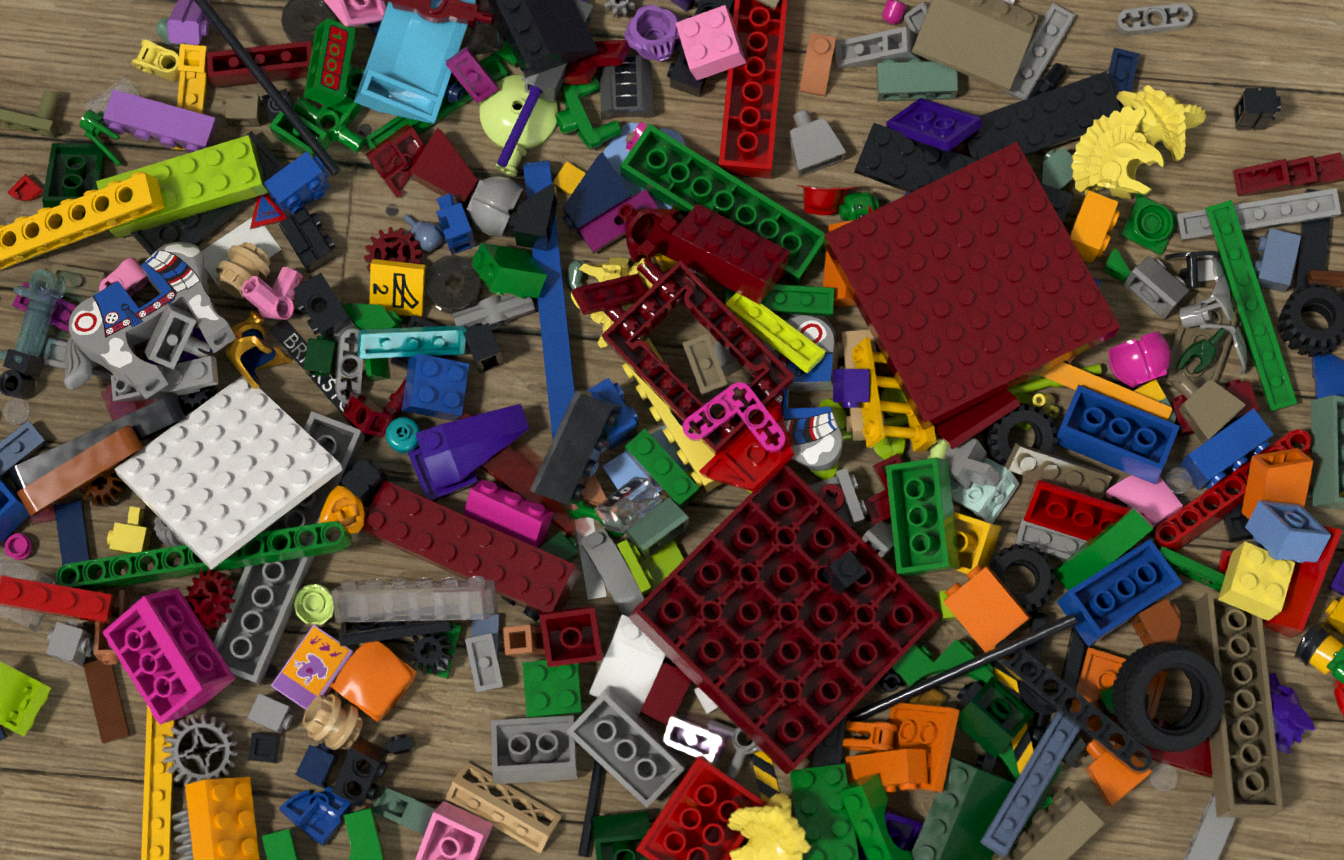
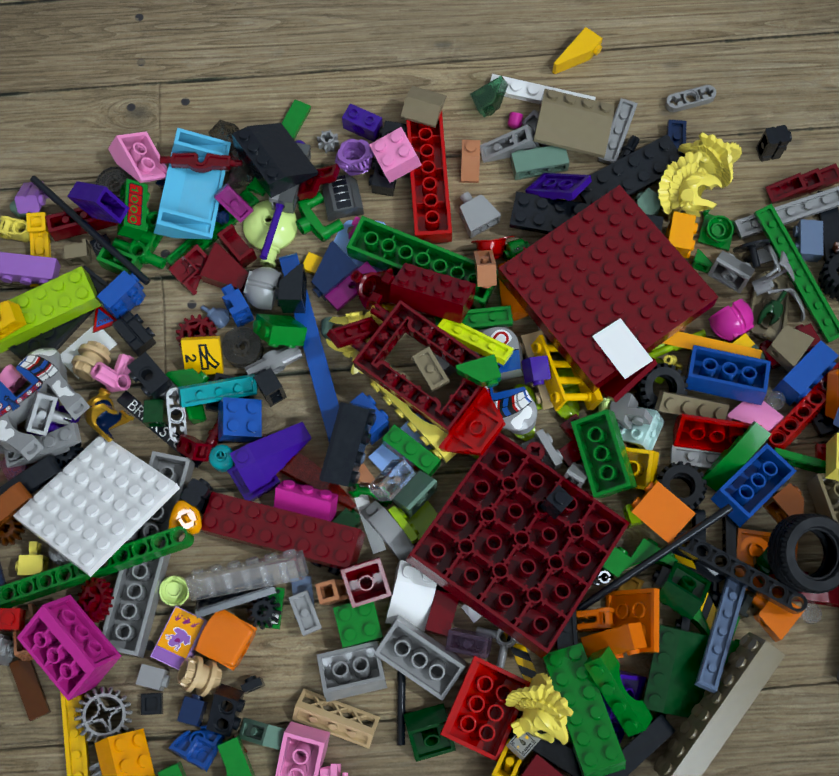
camera: 10 degrees left, 5 degrees down
(285, 50) = (98, 202): none -> dark purple brick
(467, 137) = (236, 246): none -> dark red panel
(732, 408) = (455, 397): dark pink beam -> none
(773, 379) = (481, 371): none -> green slope
(807, 230) = (485, 268): none -> nougat slope
(972, 377) = (622, 348): none -> white sticker

